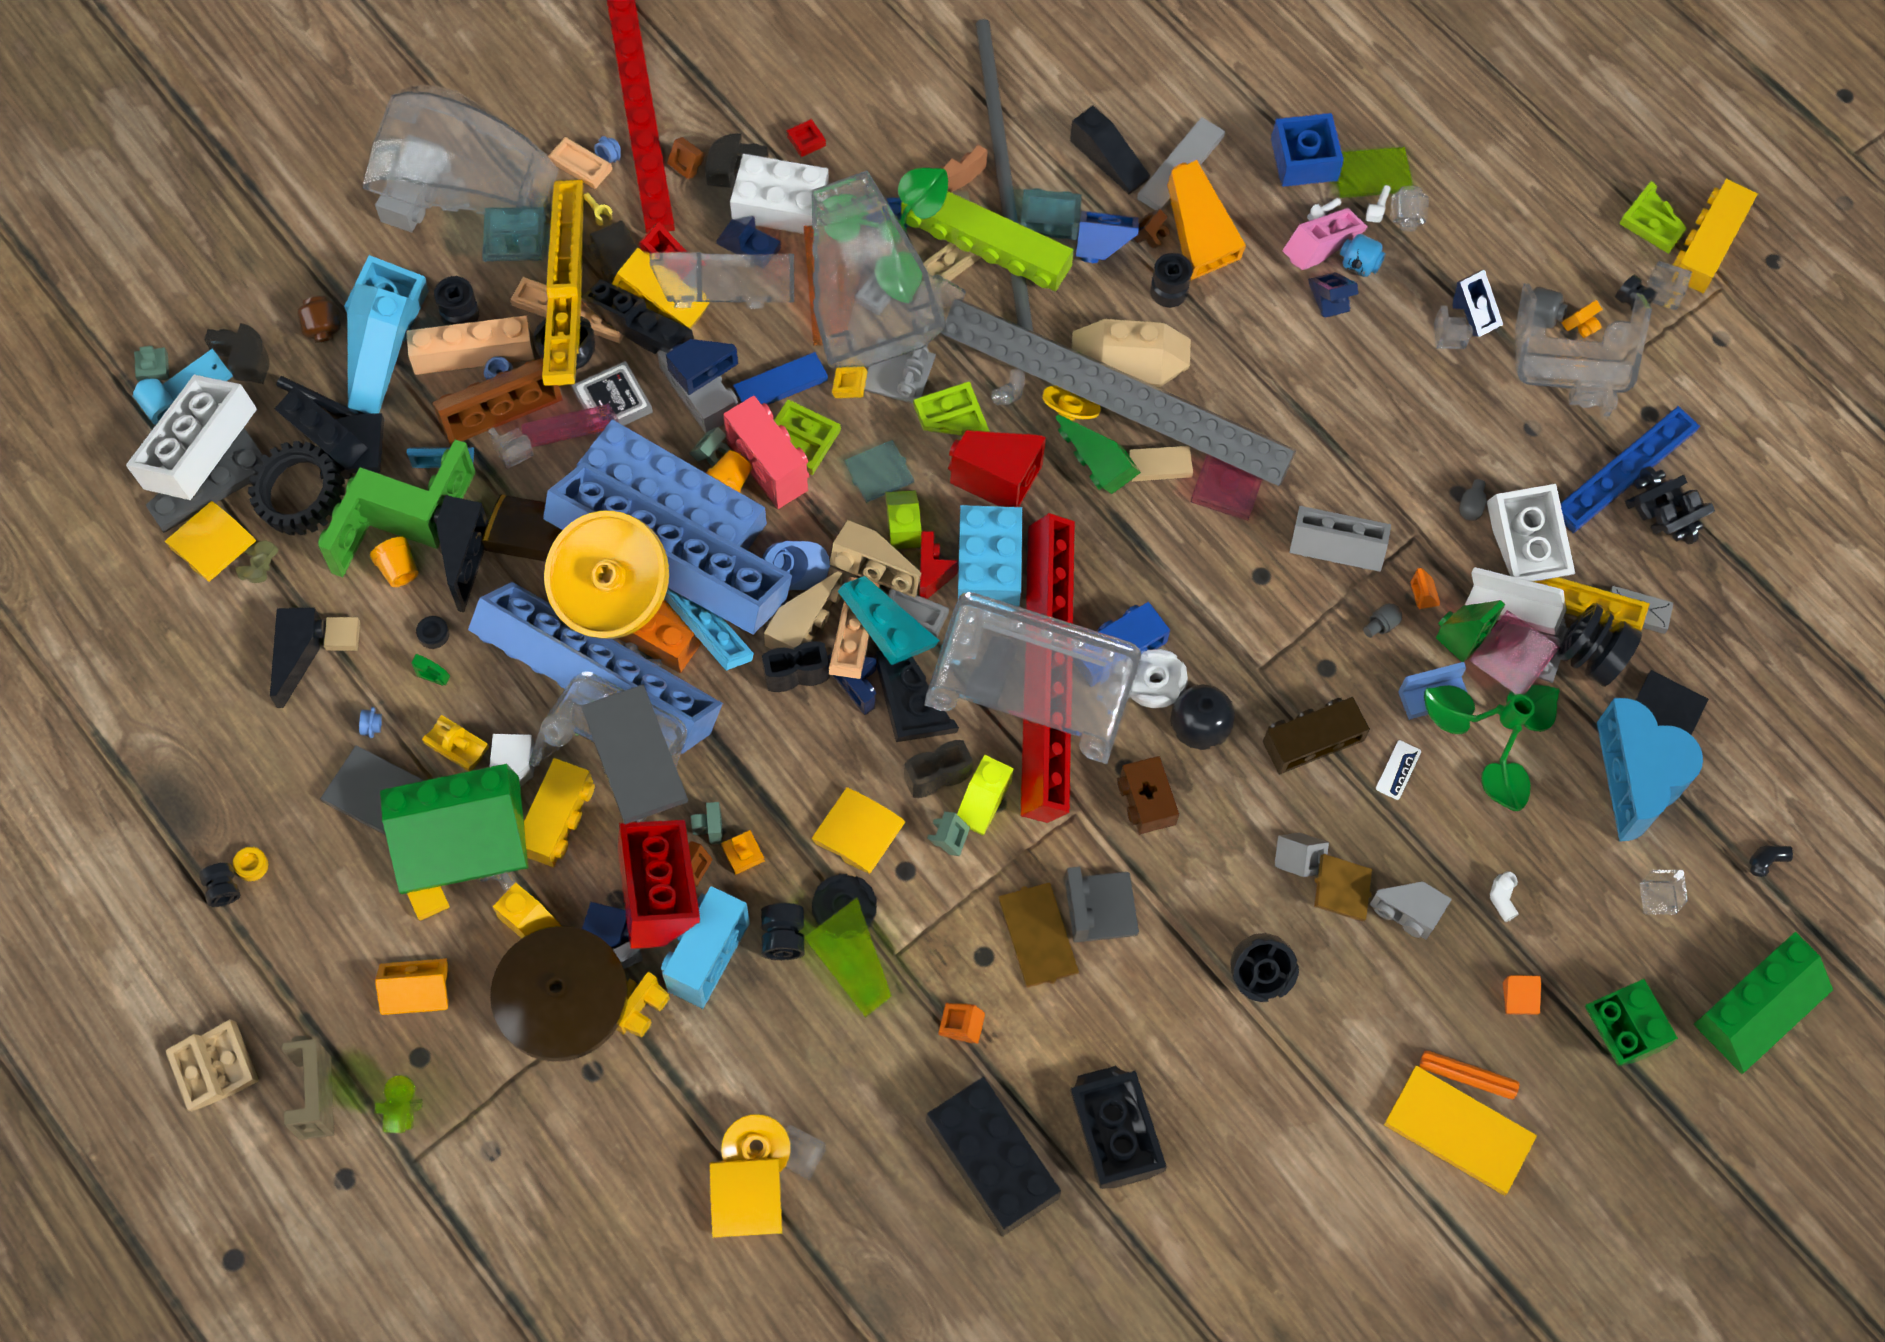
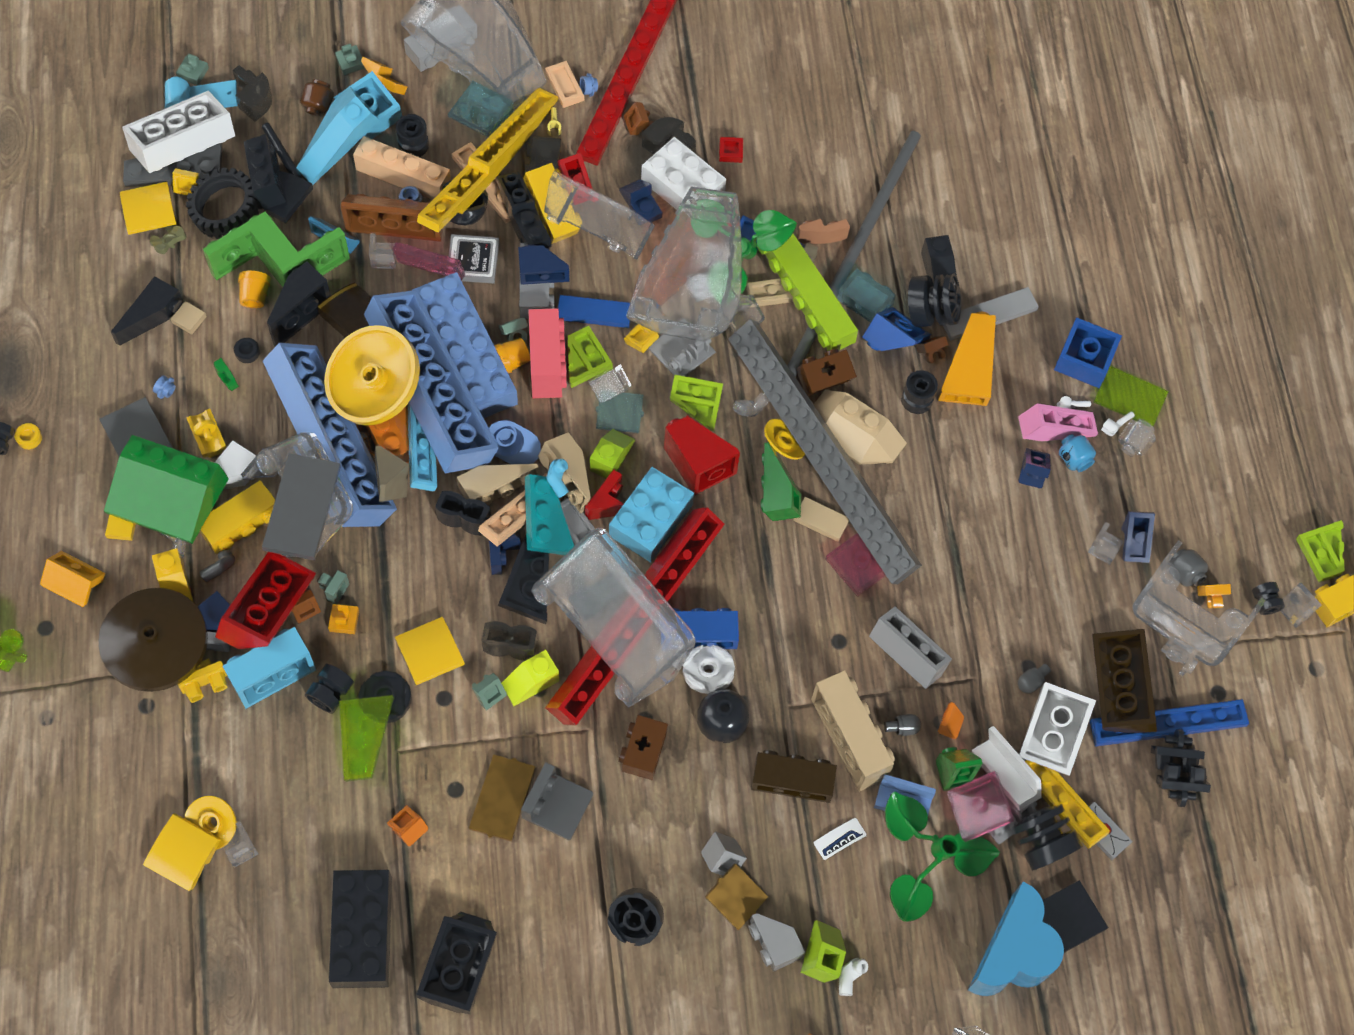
camera: 30 degrees right, 0 degrees up
(234, 489) = (183, 181): none -> yellow tile
(324, 260) = (349, 59): none -> sand green tile
(363, 251) = (383, 73): none -> light orange slope
(570, 877) = (225, 561): none -> dark grey arm
(691, 668) = (390, 475): none -> dark tan slope
(852, 447) = (610, 383): none -> clear panel
(869, 571) = (555, 476): none -> medium azure arm
(1075, 300) = (839, 367): none -> reddish brown brick
(1126, 177) = (934, 300): none -> black wheel
(1344, 653) = (852, 730): none -> tan brick
(1469, 887) = (824, 953): none -> lime slope
(1562, 451) = (1124, 681): none -> dark brown slope

